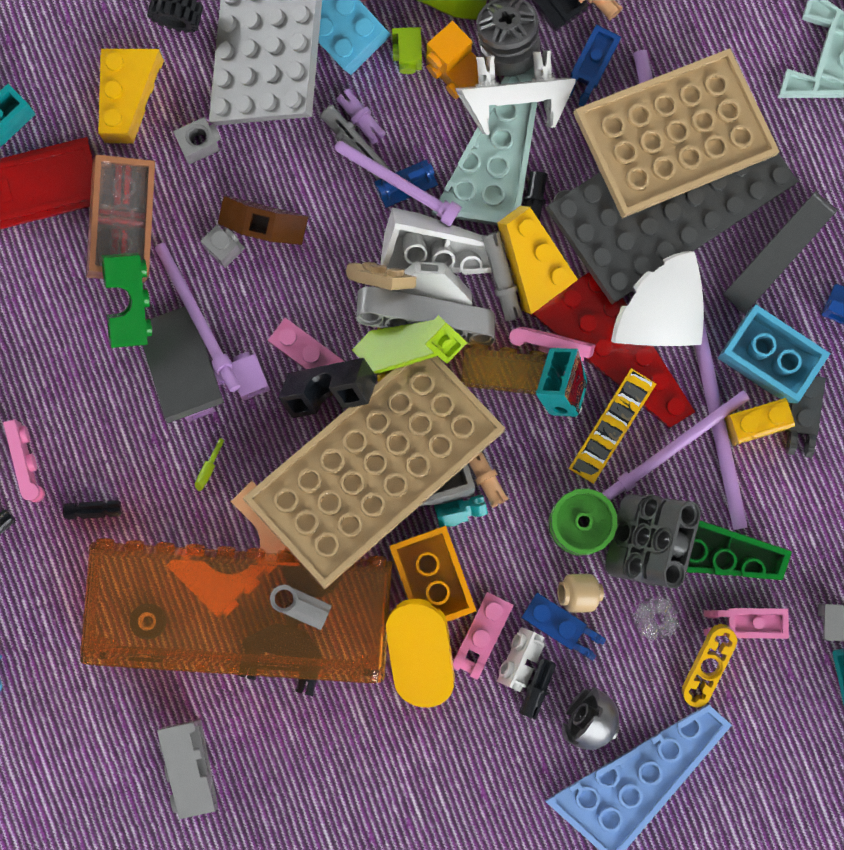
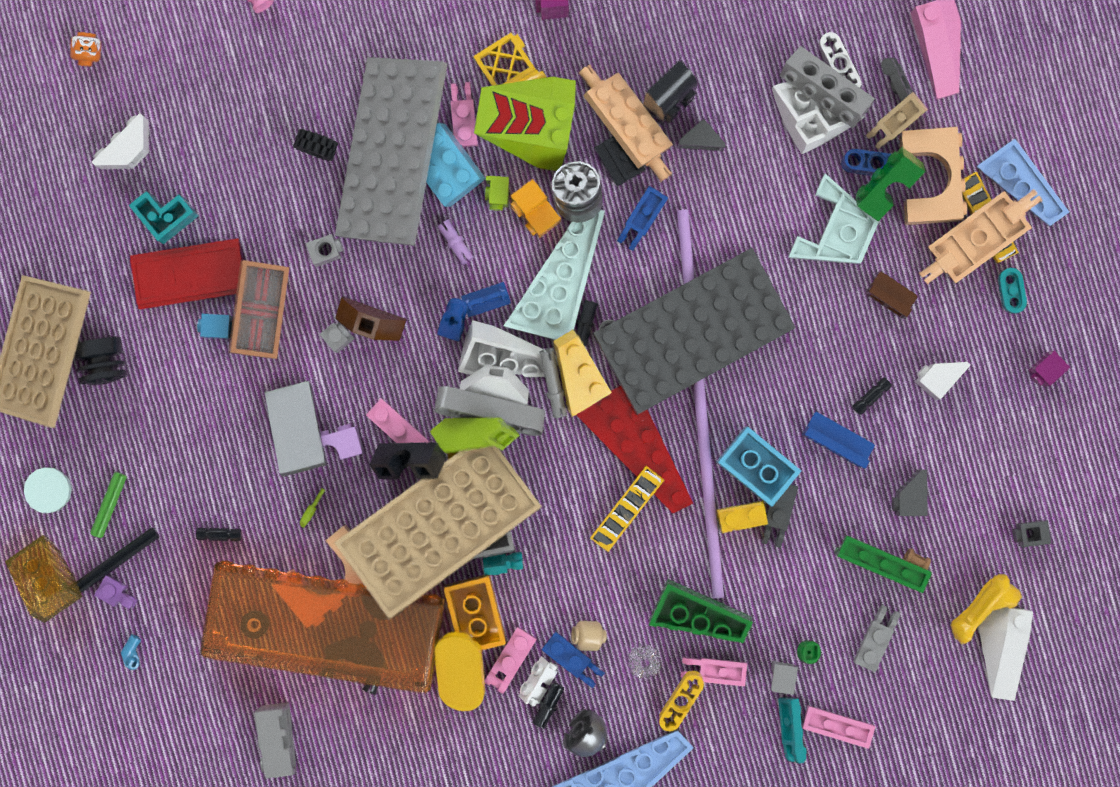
camera: 10 degrees right, 5 degrees up
(23, 461) = (168, 492): bright pink plate -> none
(66, 246) = (215, 326): none -> dark azure brick
(125, 87) = (270, 205): yellow wedge -> none
(130, 325) = (258, 397): green arch -> none
(220, 361) = (327, 432): lavender bar -> none
(304, 607) = (372, 632): light grey piece -> none
(333, 118) = (433, 241): light grey pin -> none
(367, 209) = (453, 320): none -> blue piece
(379, 276) = (456, 376): tan hinge -> none
(446, 210) = (513, 327): lavender piece -> none
(487, 479) = (526, 541): light nougat pin -> none
(502, 369) = (549, 456): clear yellow brick -> none
(541, 88) = (579, 238): white hose -> none
(548, 340) = (587, 439): bright pink plate -> none
(561, 391) = (590, 473): teal torso -> none
(588, 505) = (595, 568): bright green wheel -> none
(628, 480) = (634, 552): lavender bar -> none
(653, 540) = (646, 603): dark grey connector -> none
(665, 306) = (677, 420): white brick -> none
(675, 132) = (700, 283): tan plate -> none
(780, 252) = (774, 383): dark grey beam -> none

